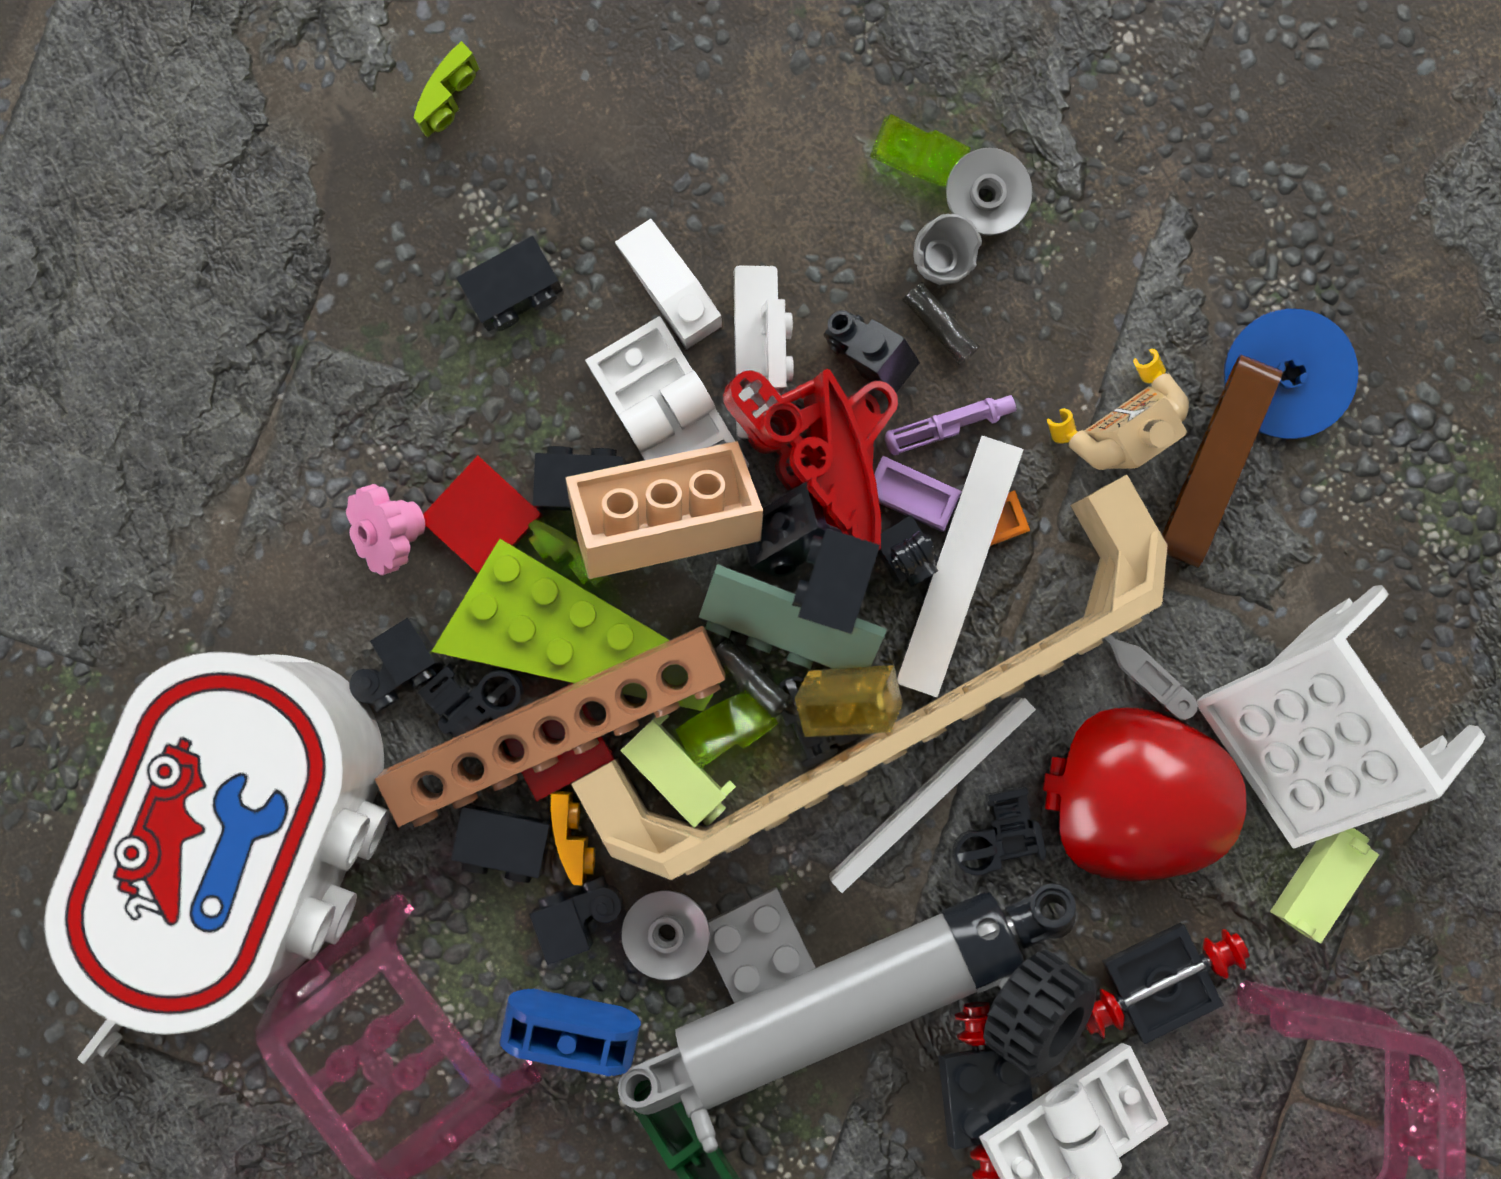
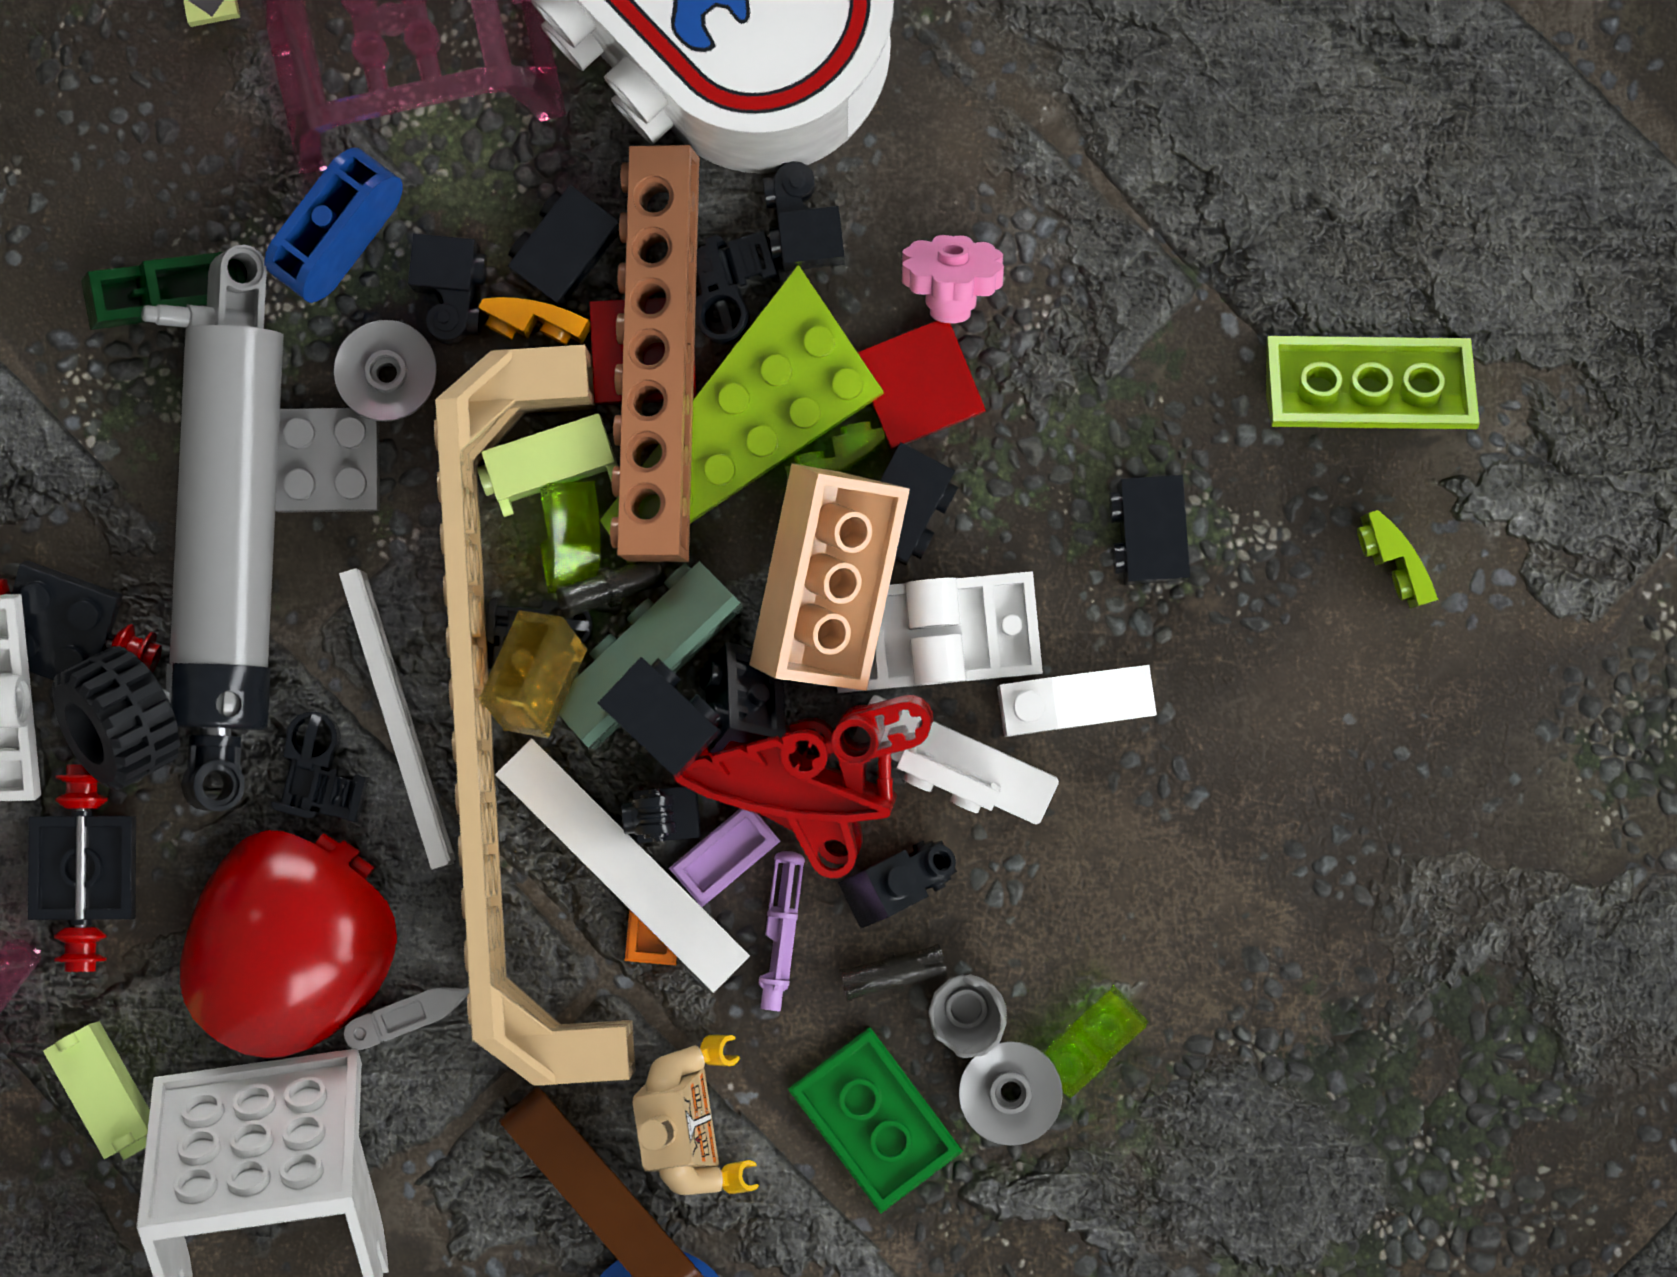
camera: 120 degrees right, 0 degrees up
(319, 172) = (1371, 382): none -> lime slope
(1056, 286) = (875, 1119): none -> green tile

